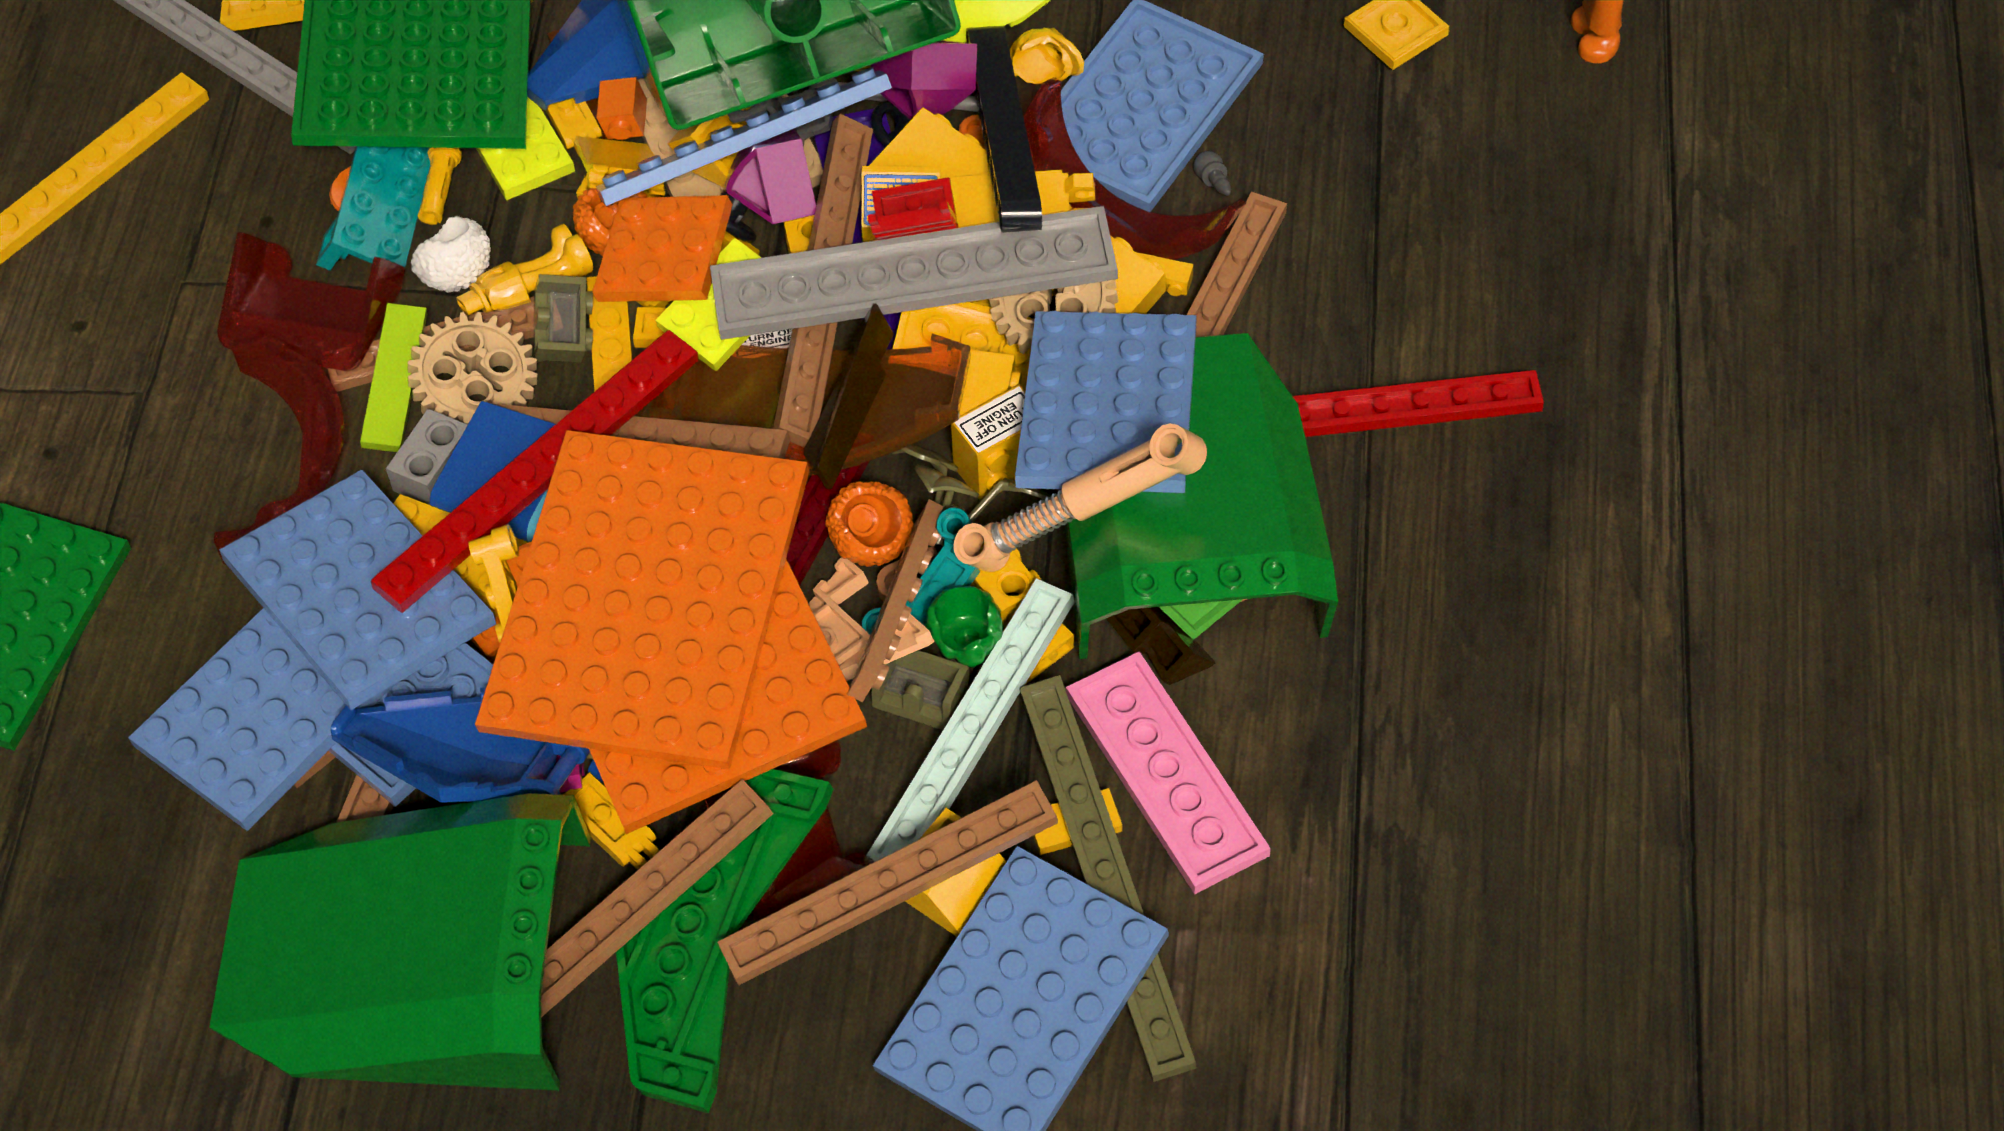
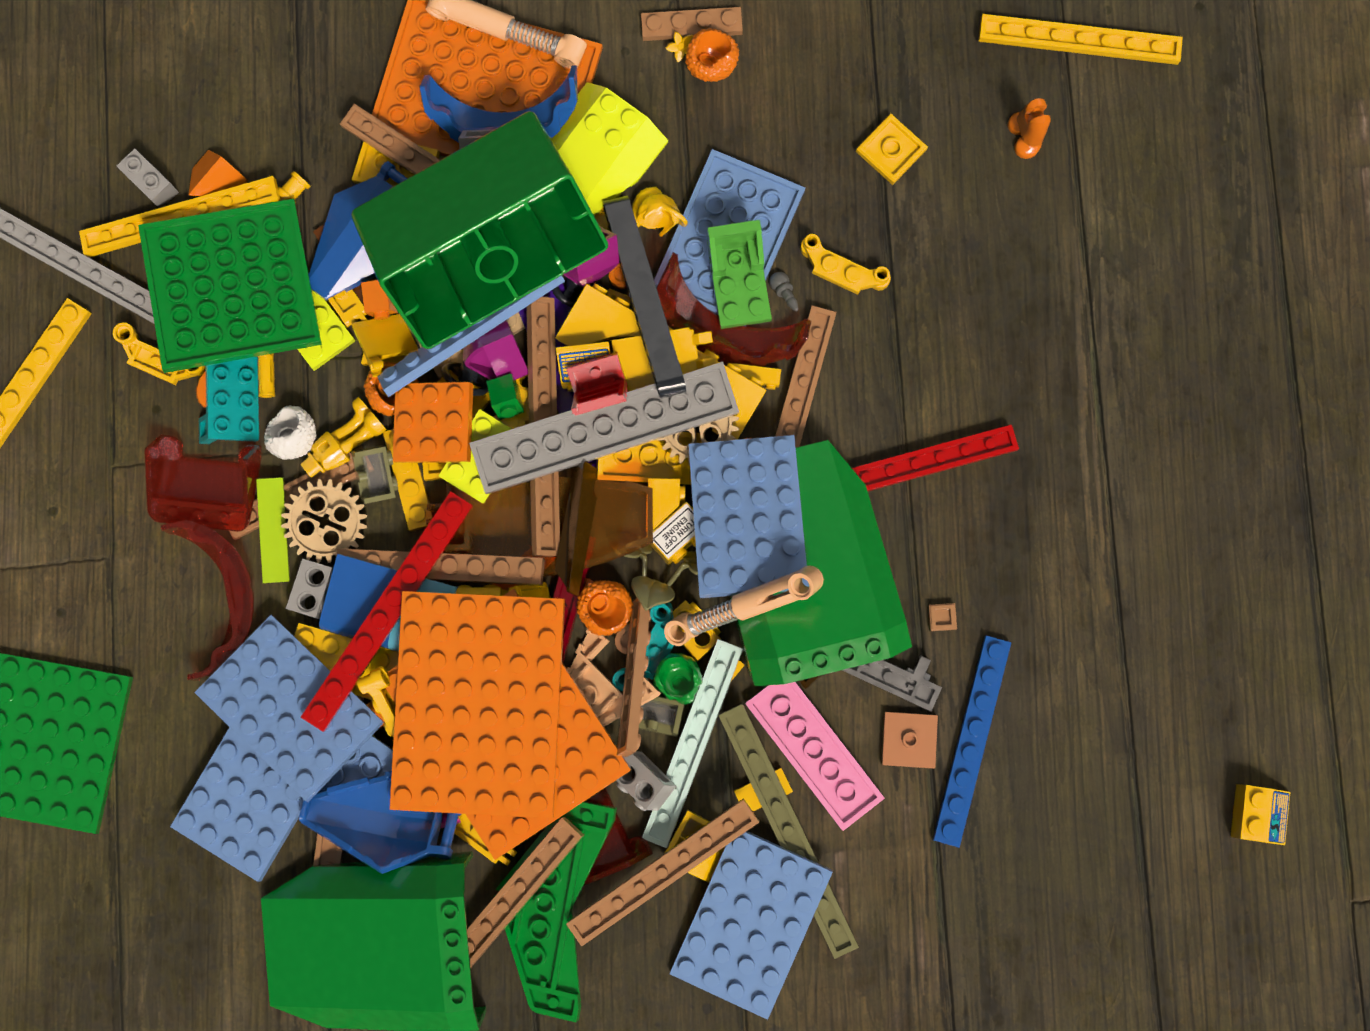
camera: 10 degrees left, 25 degrees up
(280, 158) = (147, 357): none -> yellow plate
(776, 230) = (505, 396): none -> green brick
(884, 766) = (646, 775): none -> light grey brick
(1148, 123) = (738, 273): none -> bright green bracket
(1305, 156) = (841, 270): none -> yellow plate
(1323, 779) = (909, 740): none -> nougat plate
(1327, 696) = (908, 684): none -> flat silver hinge
(1398, 616) = (942, 617): none -> medium nougat tile
(1423, 797) = (971, 741): none -> blue plate
(1900, 955) = (1260, 814): none -> yellow slope

